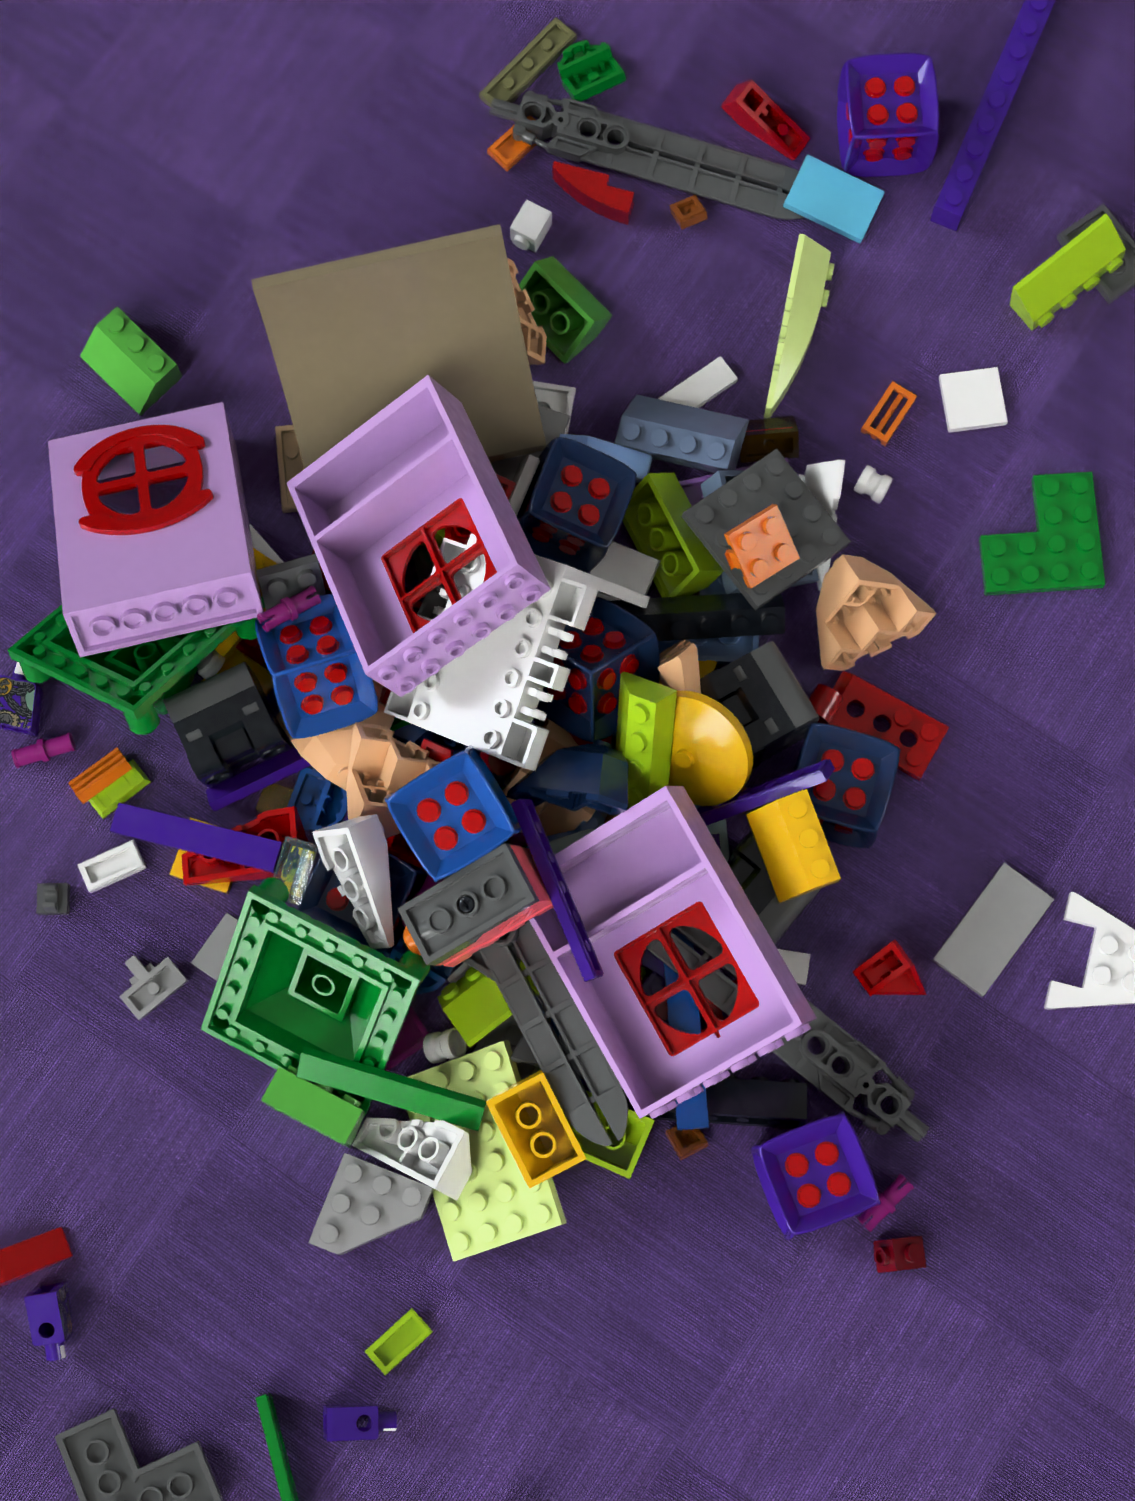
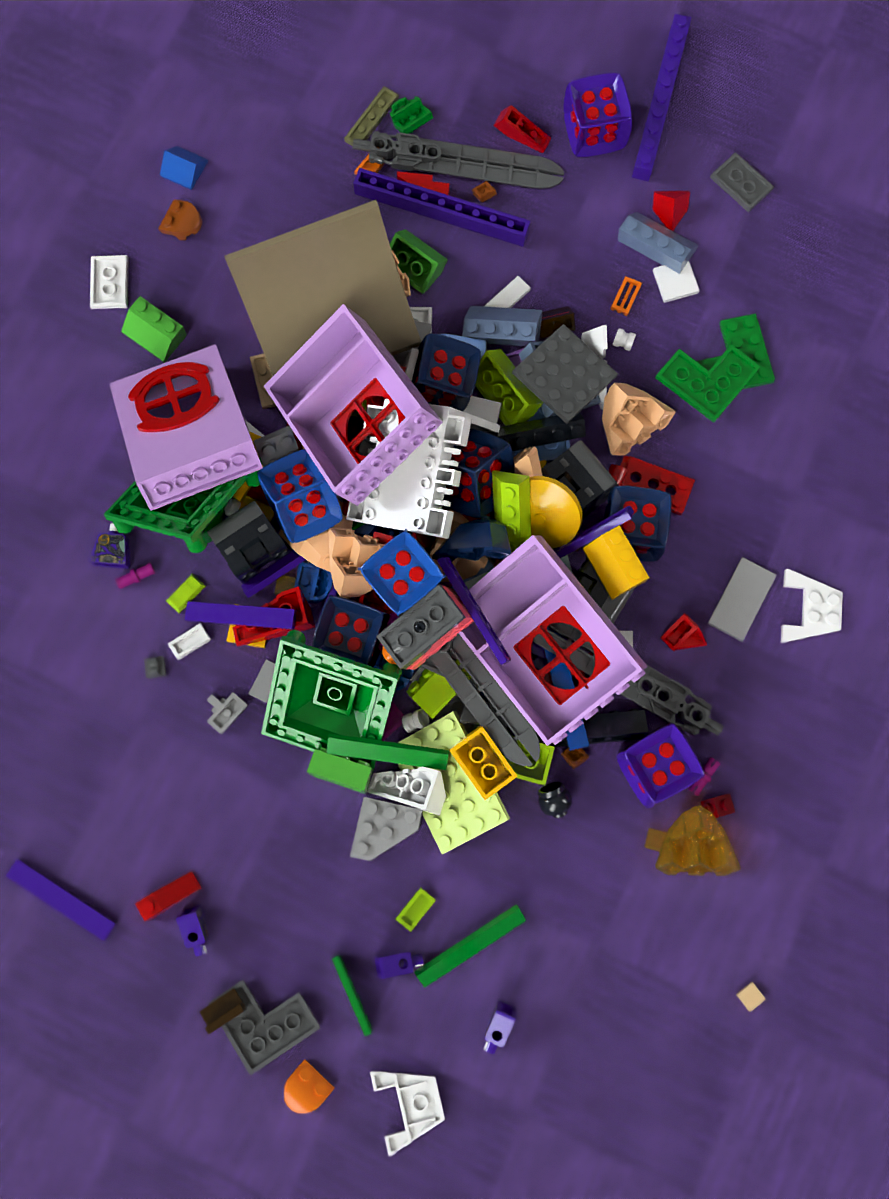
camera: 10 degrees left, 0 degrees up
(73, 274) = (109, 282): none -> white tile
(75, 1451) = (222, 1011): none -> dark brown panel
(100, 775) = (173, 586): orange tile -> none
(201, 191) = (181, 220): none -> dark orange slope
(216, 104) = (182, 166): none -> blue slope
(289, 608) = (278, 461): magenta pin -> none
(295, 866) = (306, 621): clear light blue tile -> none
(361, 863) = (348, 613): white wedge -> none
(474, 1411) = (470, 946): none -> green tile
(530, 226) = (390, 212): white brick -> none
(617, 229) = (441, 207): none -> dark purple brick
(643, 1203) = (554, 799): none -> black piece
(760, 546) = (565, 382): orange piece -> none
(793, 1292) = (654, 839): none -> clear yellow tile
(800, 315) = (563, 240): yellowish green wedge -> none
(833, 199) = (571, 171): medium azure tile -> none
(856, 1311) = (697, 846): none -> clear yellow brick
(951, 332) = (656, 242): none -> sand blue slope
(984, 279) = (670, 206): none -> red slope
(992, 586) = (709, 390): none -> green plate
(1068, 273) = (722, 195): lime slope -> none

